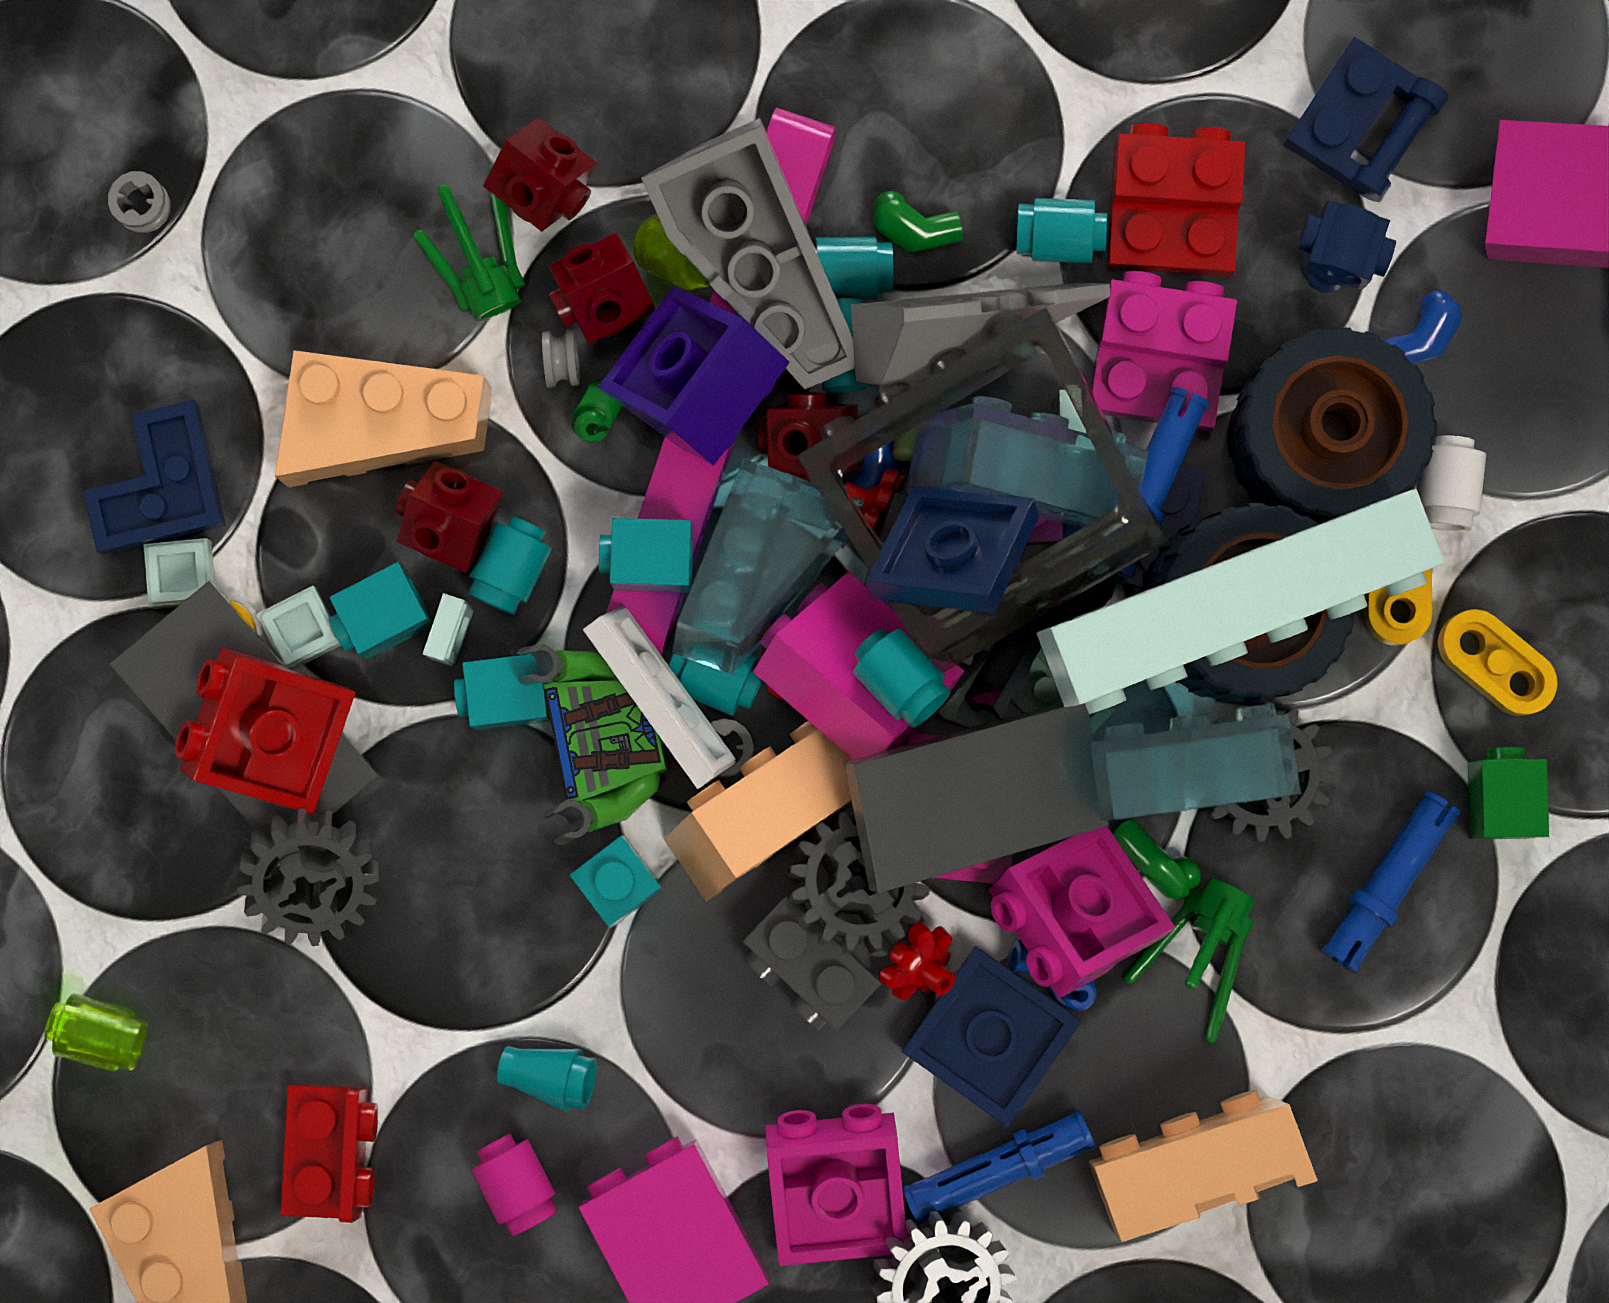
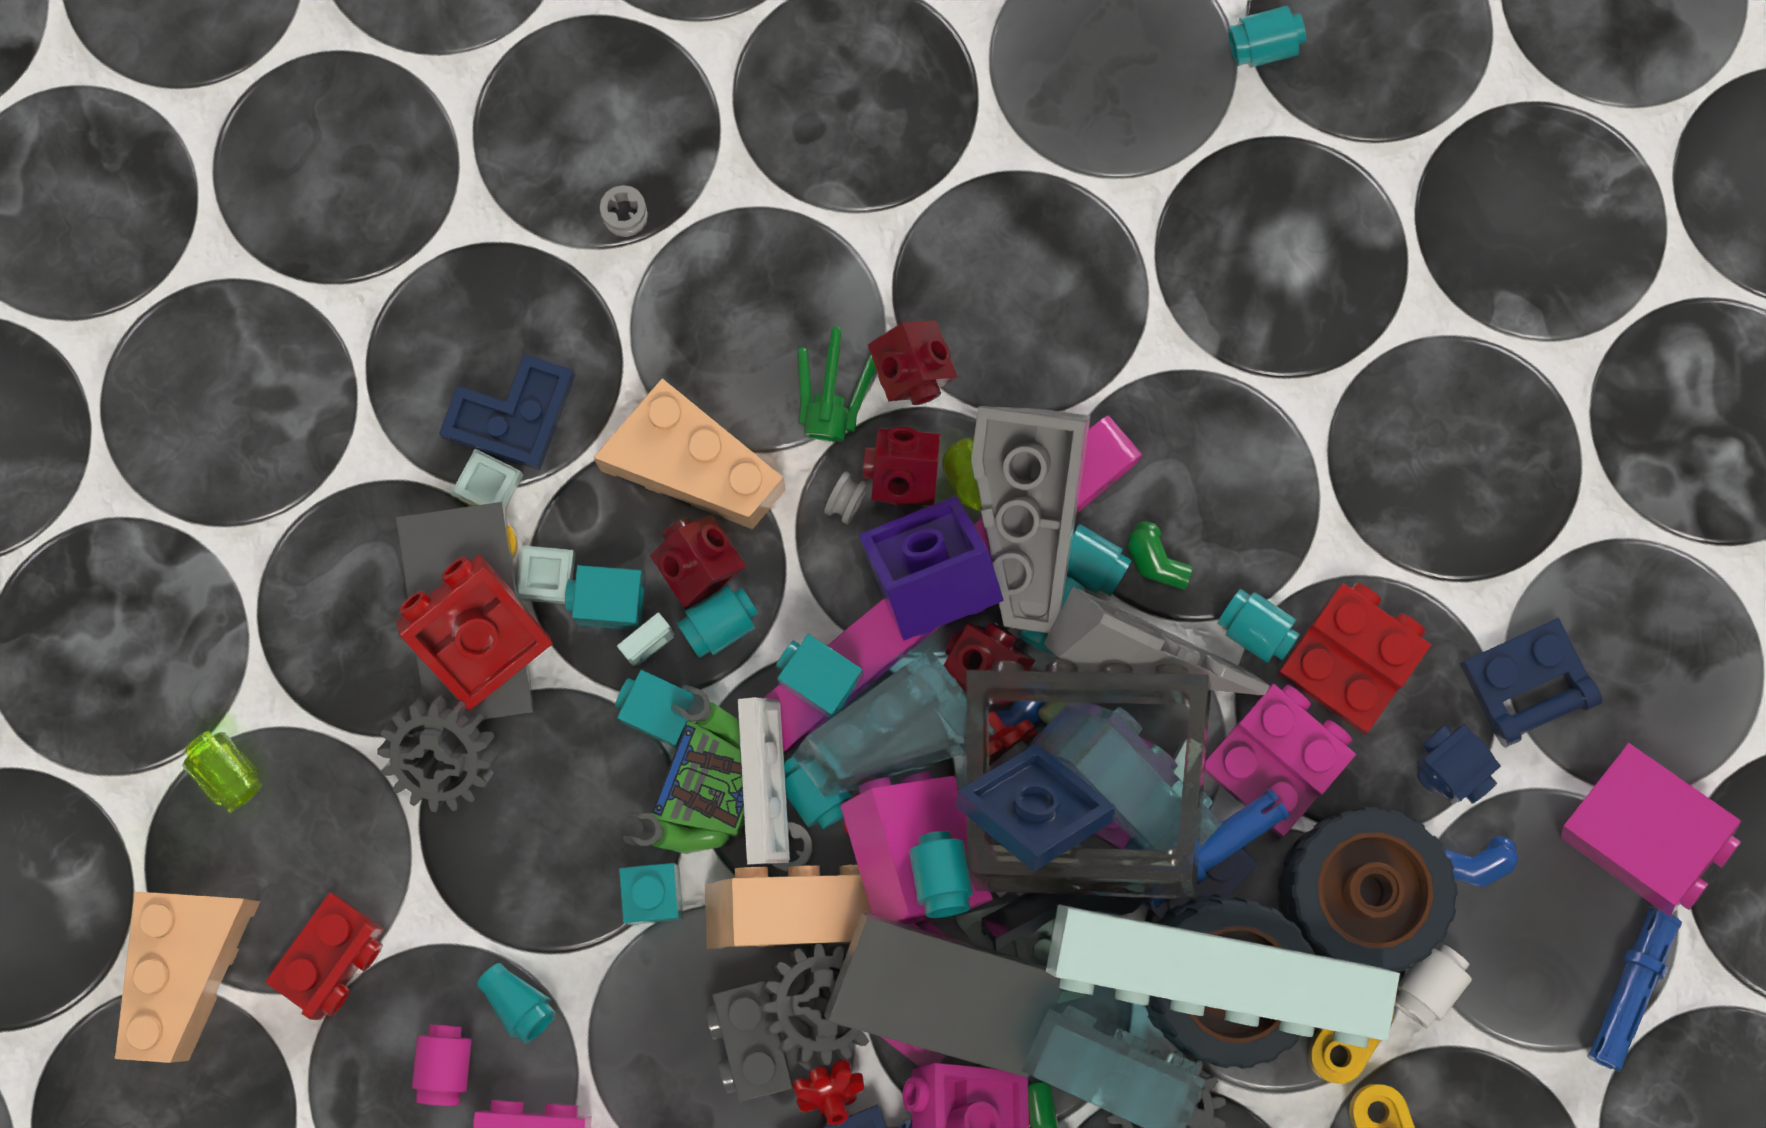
camera: 30 degrees right, 5 degrees down
(594, 414) = (844, 551): green arm -> none

